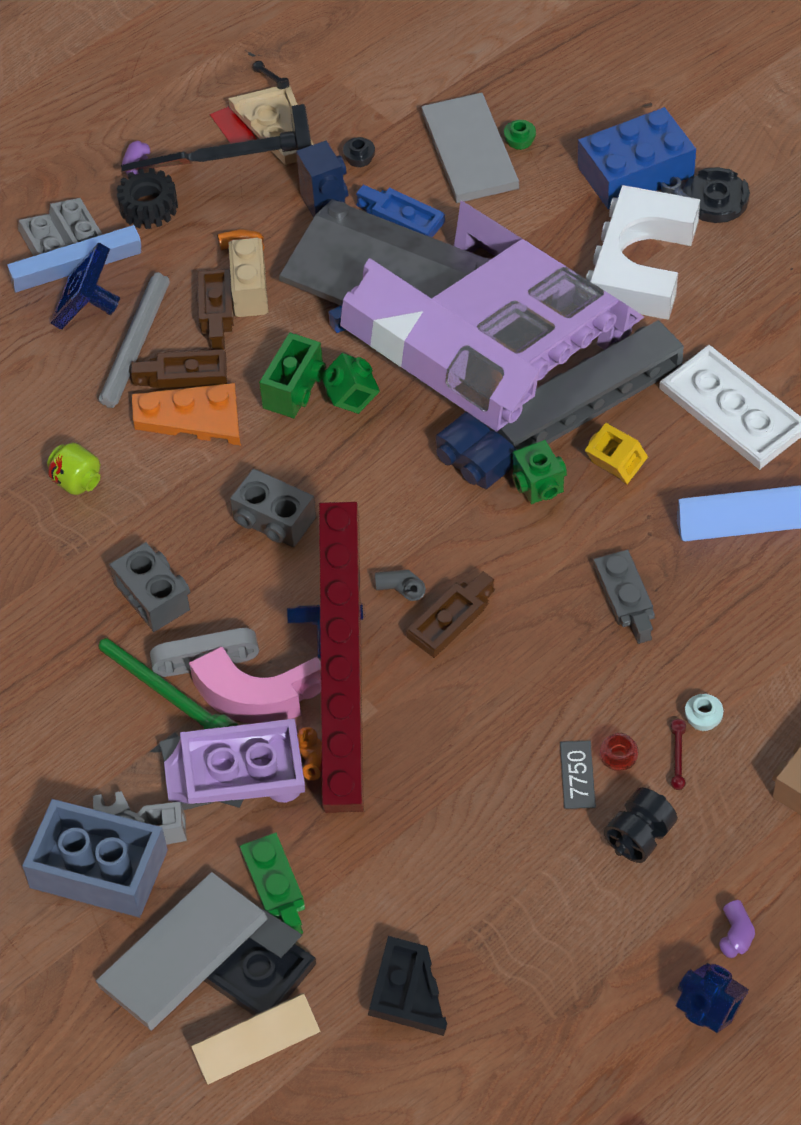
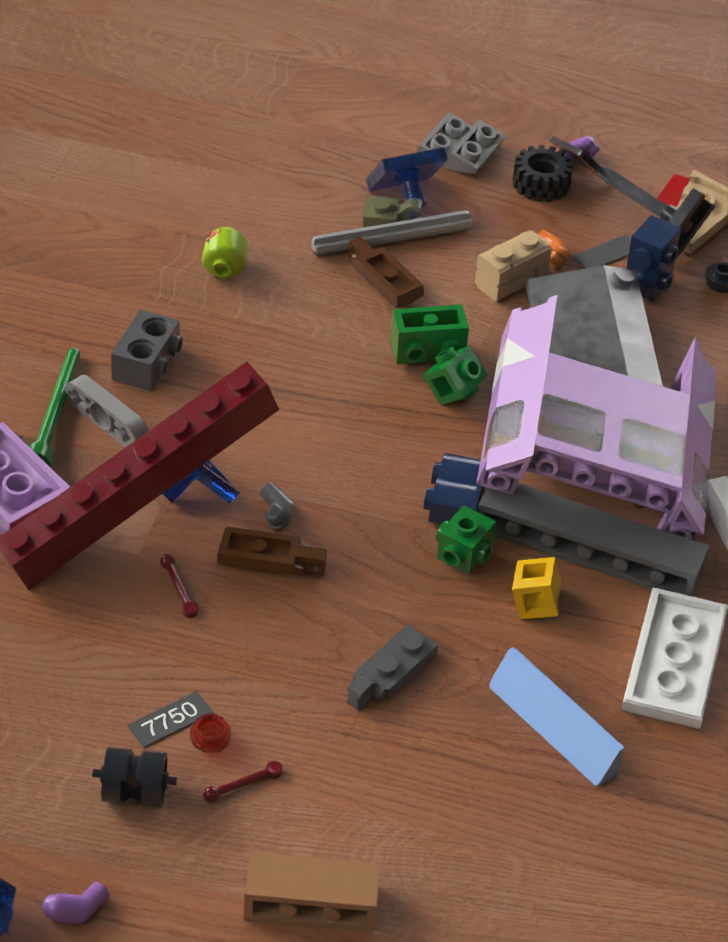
camera: 50 degrees right, 10 degrees down
(62, 261) = (457, 169): light blue slope -> none
(104, 331) = (387, 210): none -> olive plate
(195, 410) = (349, 300): orange wing -> none
(215, 305) = (458, 264): reddish brown hinge -> none
(250, 697) = (82, 437): bright pink arch -> none
(267, 209) = (605, 252): none -> dark grey sticker
(274, 503) = (289, 382): dark grey brick -> none
(401, 210) = (677, 328): blue hinge -> none
(469, 702) = (190, 608): none -> dark red hinge
(701, 720) = (304, 786): light aqua plate -> none

